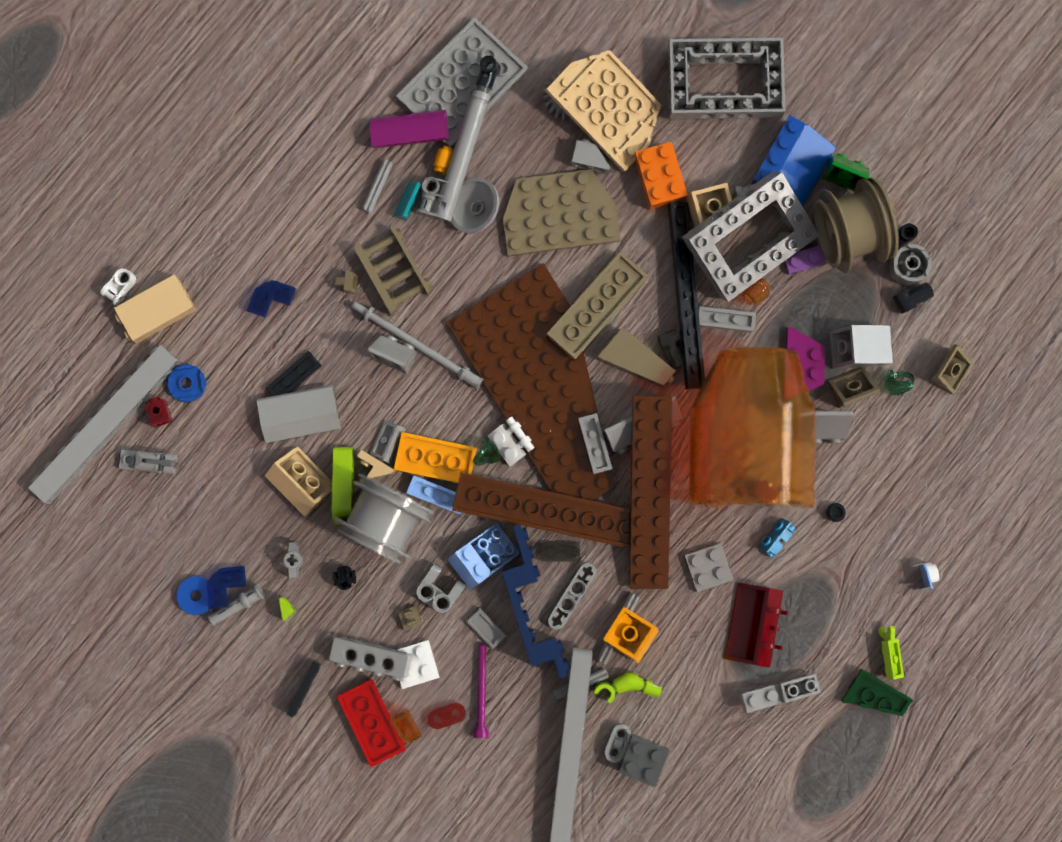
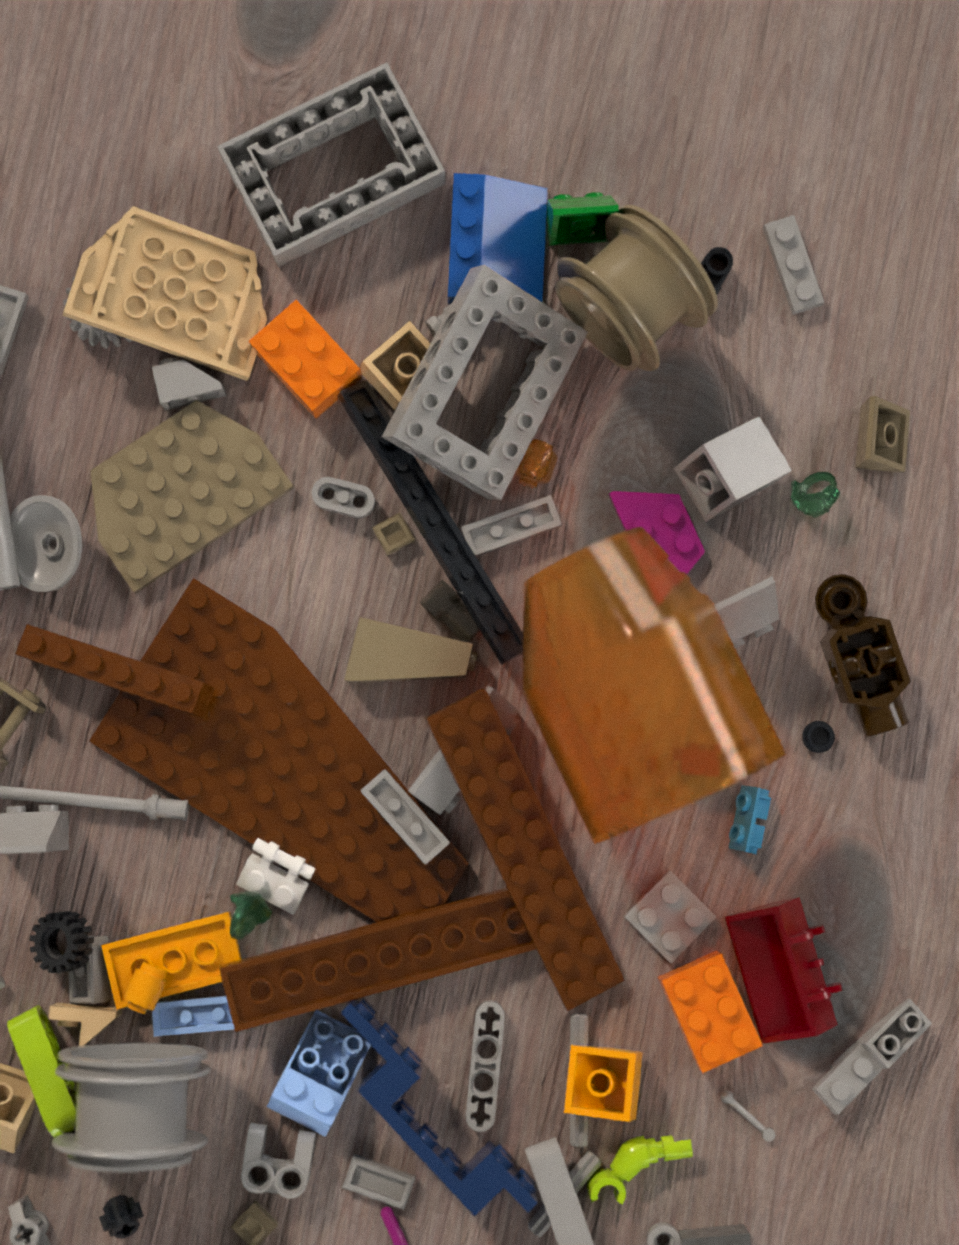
camera: 25 degrees left, 0 degrees up
(391, 423) = (47, 947): none -> black tyre
(415, 465) = (145, 988): none -> light orange brick
(480, 292) = (115, 671): none -> reddish brown brick
(560, 551) = (433, 1006): clear smoke hinge -> none
(597, 305) = (305, 603): dark tan plate -> none
(645, 258) = (344, 497): none -> light grey plate
(661, 292) = (393, 534): none -> dark tan tile
(692, 677) = (767, 1133): none -> light grey hinge
(705, 626) = (710, 1011): none -> orange brick
(804, 260) = (584, 380): medium lavender plate -> none
(853, 387) = (750, 535): dark tan slope -> none
(881, 480) = (862, 656): none -> dark brown brick
(909, 299) = (769, 361): black piece -> none
(919, 260) = (753, 295): light grey brick -> none
(949, 253) = (793, 264): none -> light grey plate

